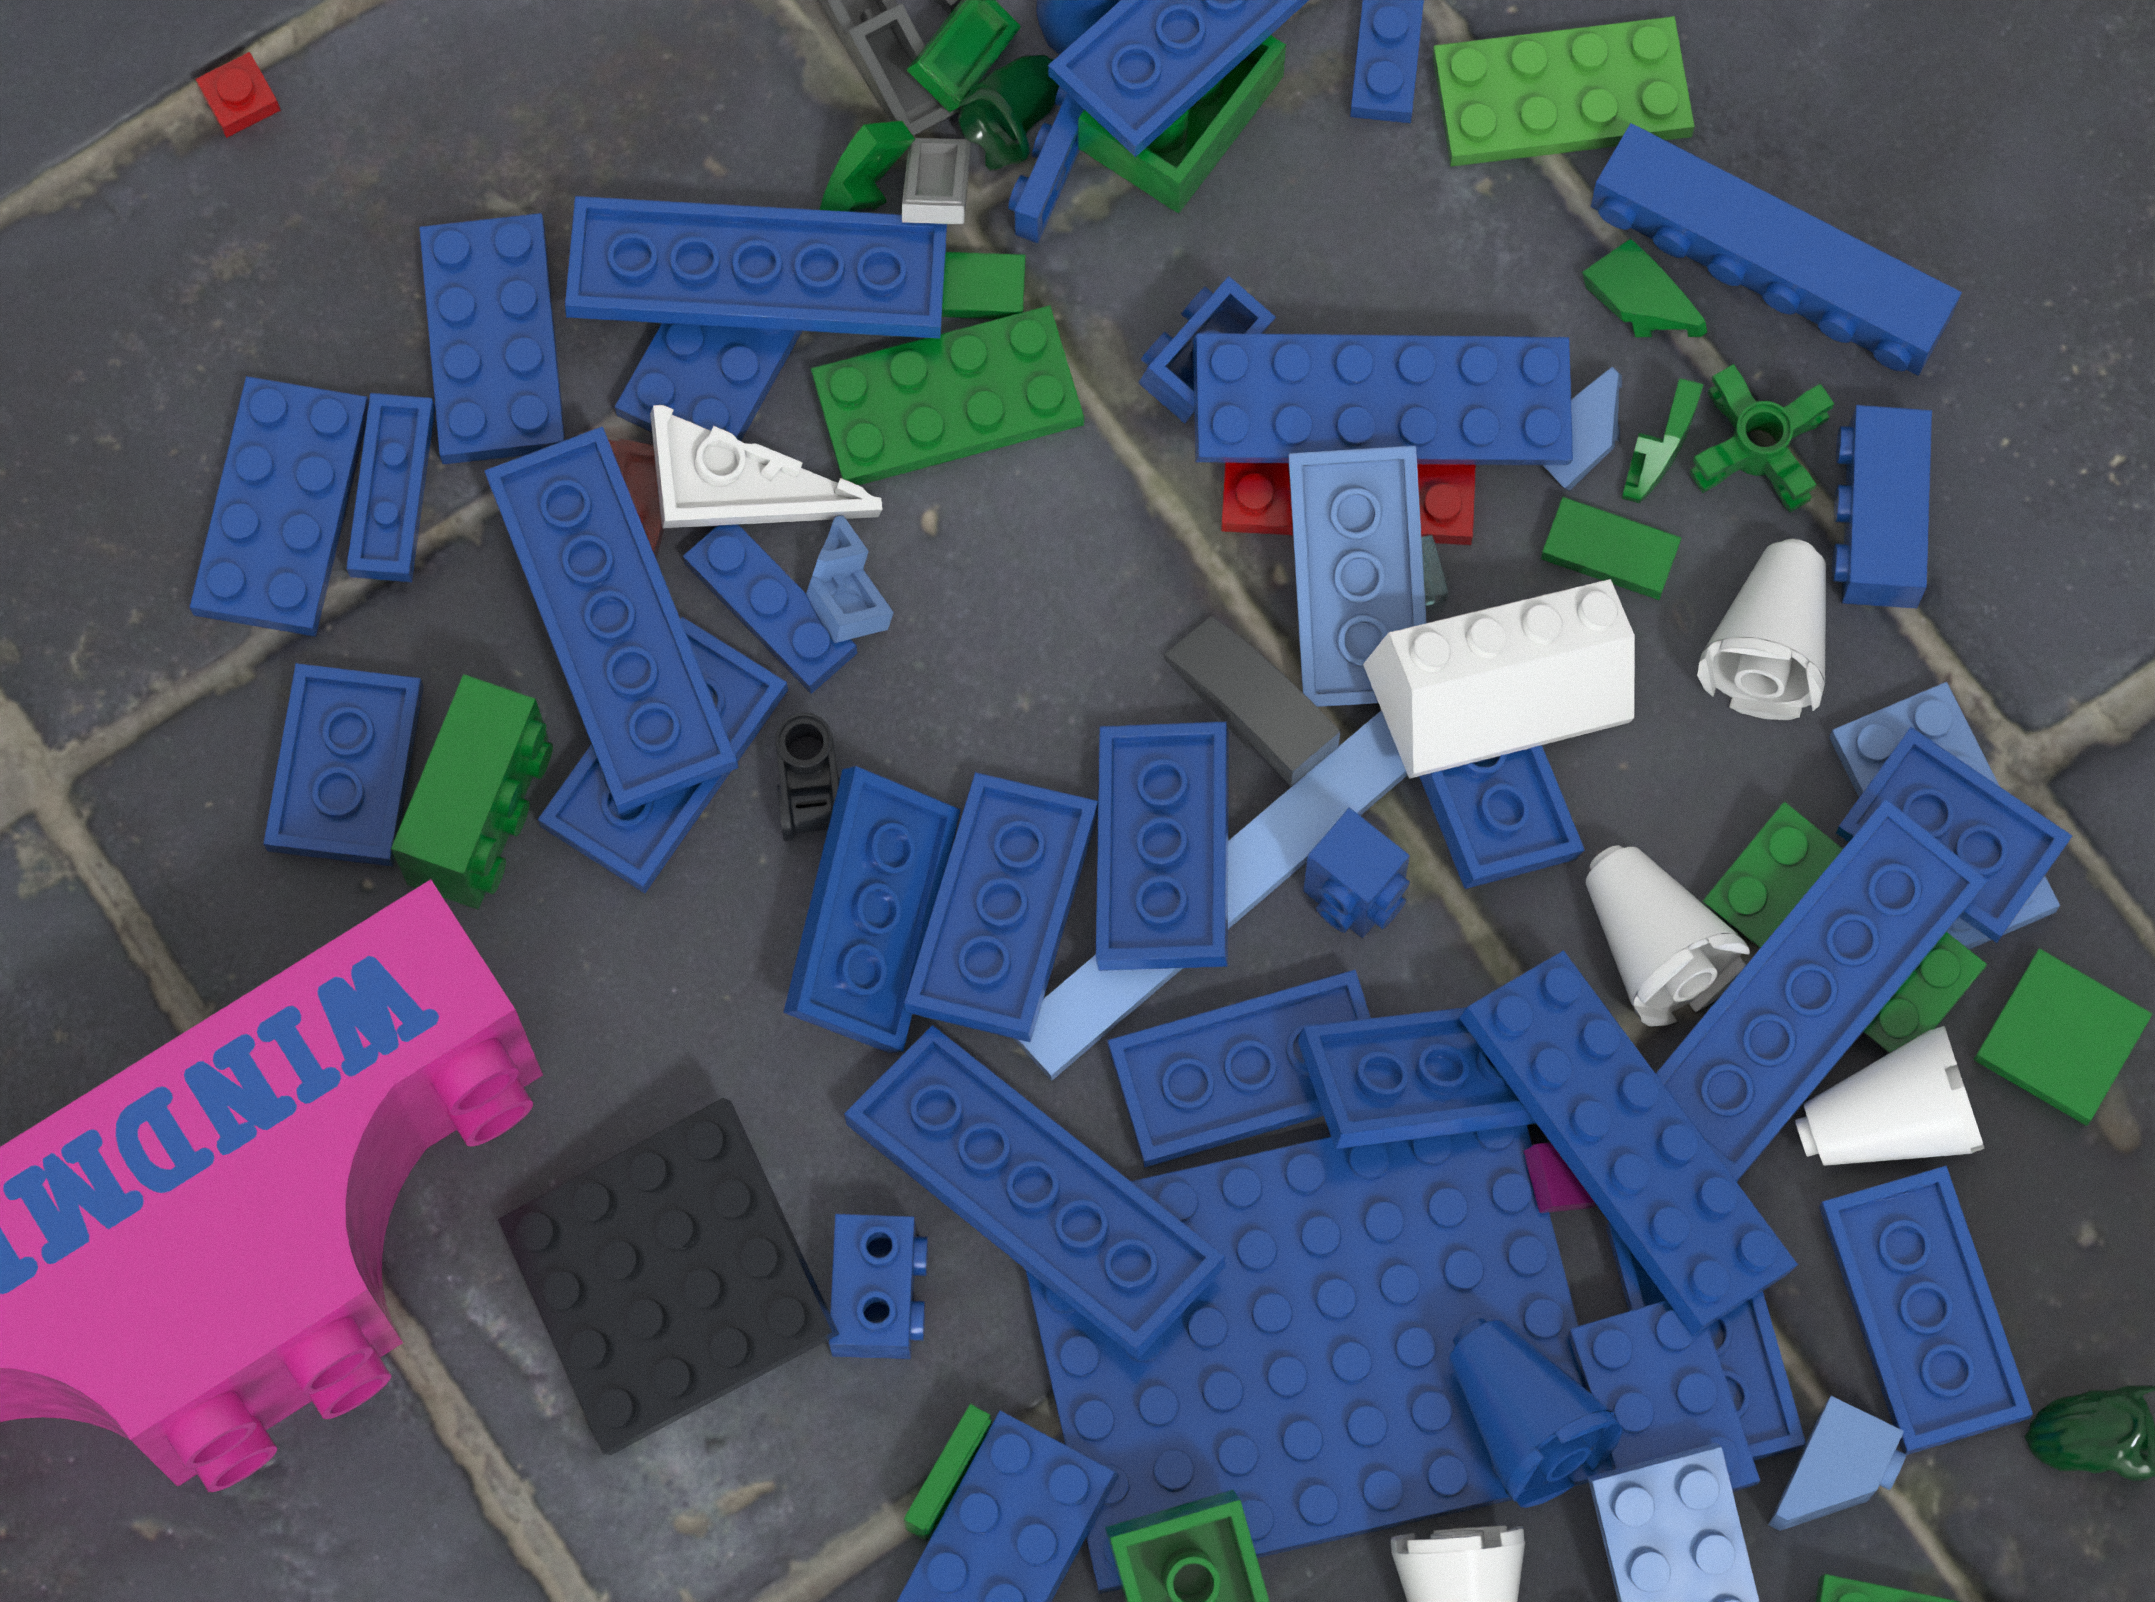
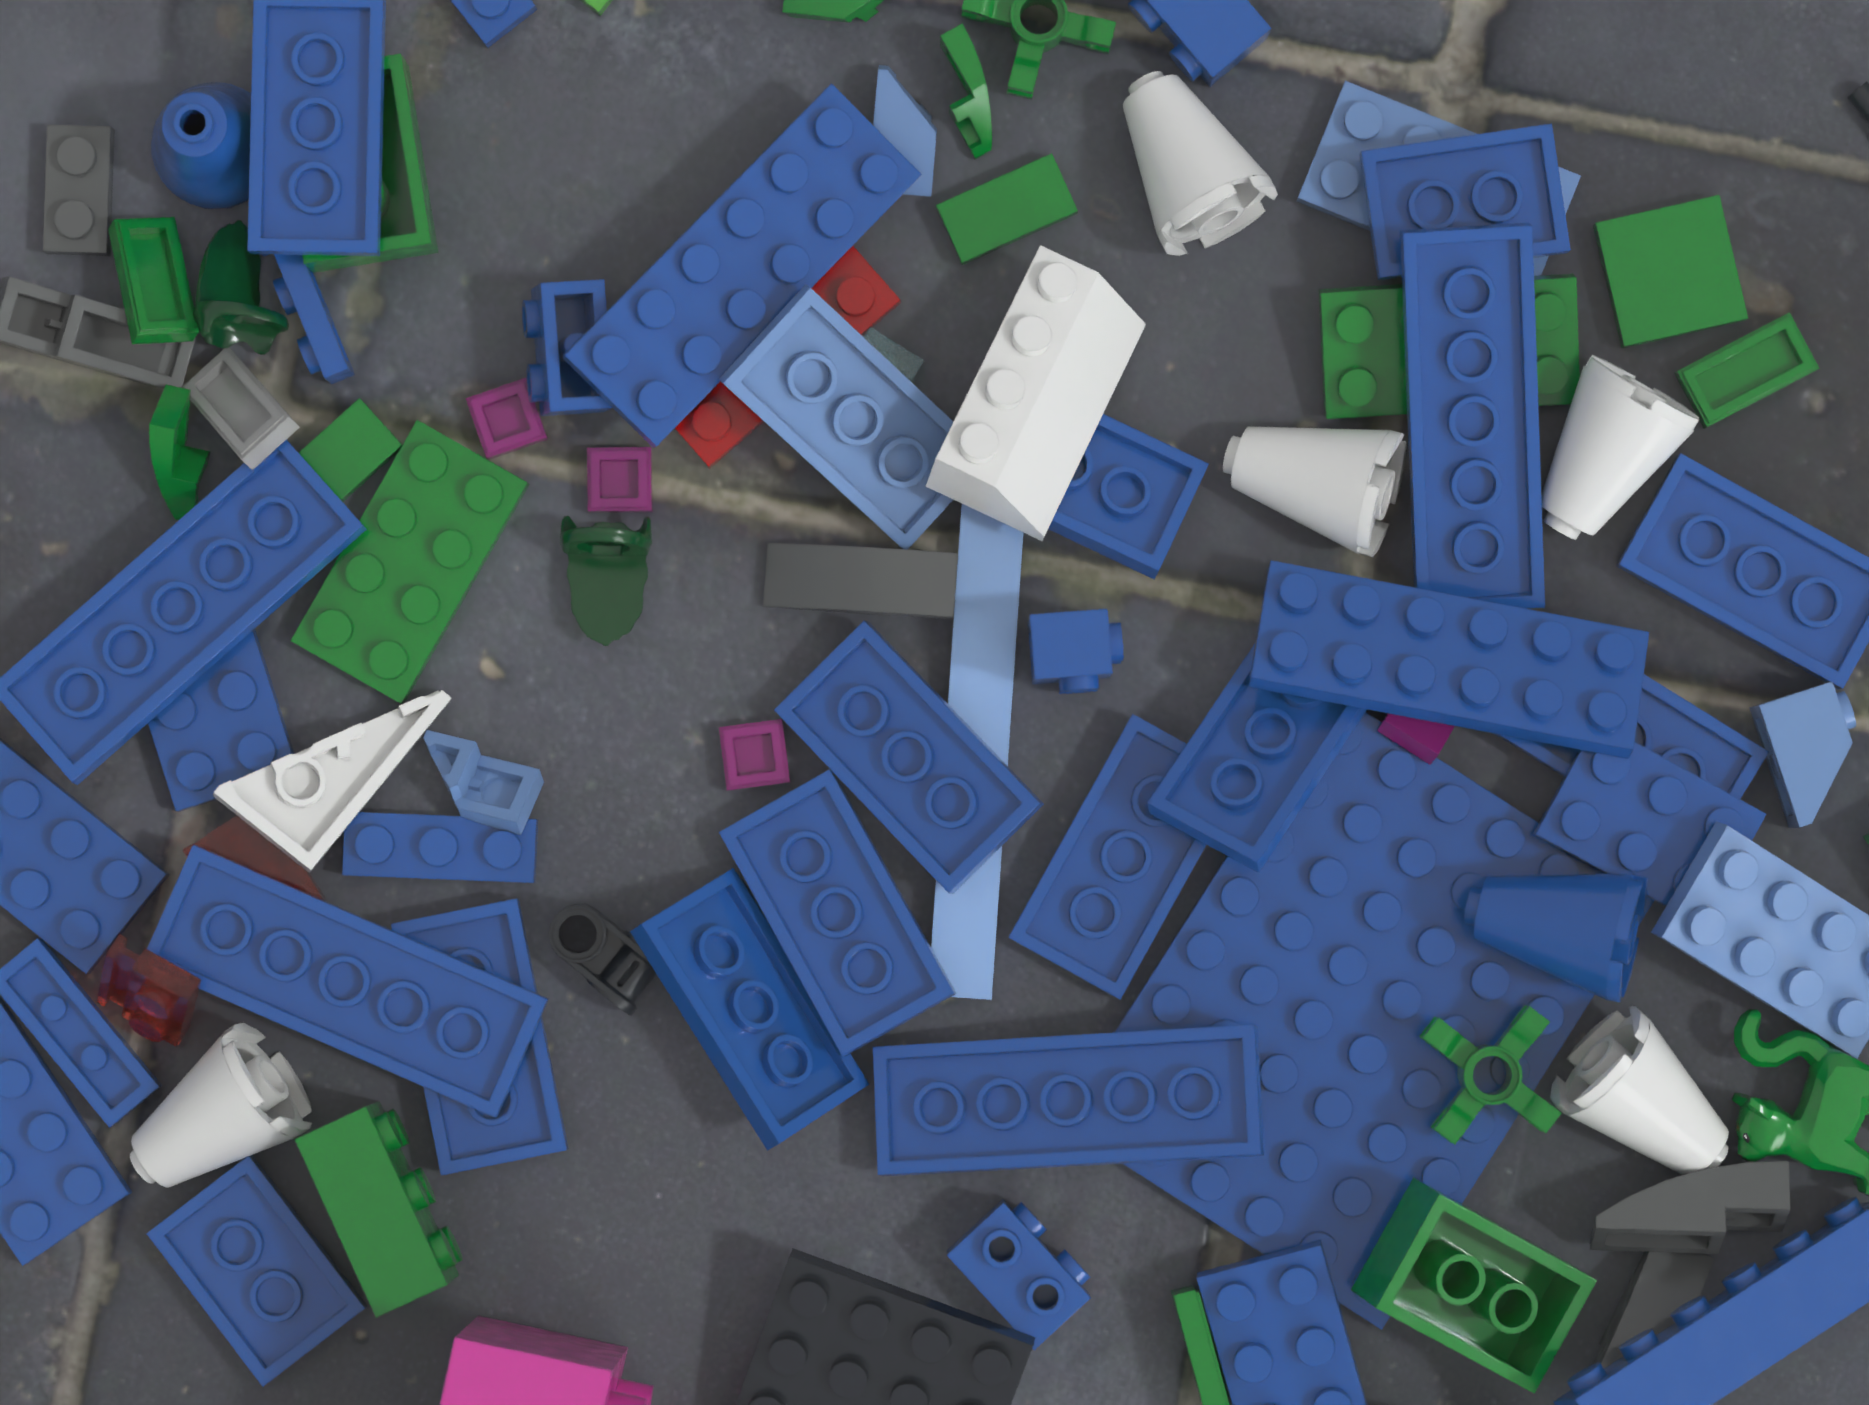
camera: 45 degrees left, 15 degrees up
(433, 626) = (222, 1111): none -> white cone
(471, 498) = (152, 991): none -> clear red plate
(1054, 749) = (754, 754): none -> magenta tile
(1076, 525) = (606, 575): none -> dark green piece
(1111, 365) = (506, 419): none -> magenta tile
(1150, 477) = (619, 479): none -> magenta tile
(1401, 1463) = (1509, 1048): none -> green pin
(2054, 1160) = (1746, 370): none -> green tile

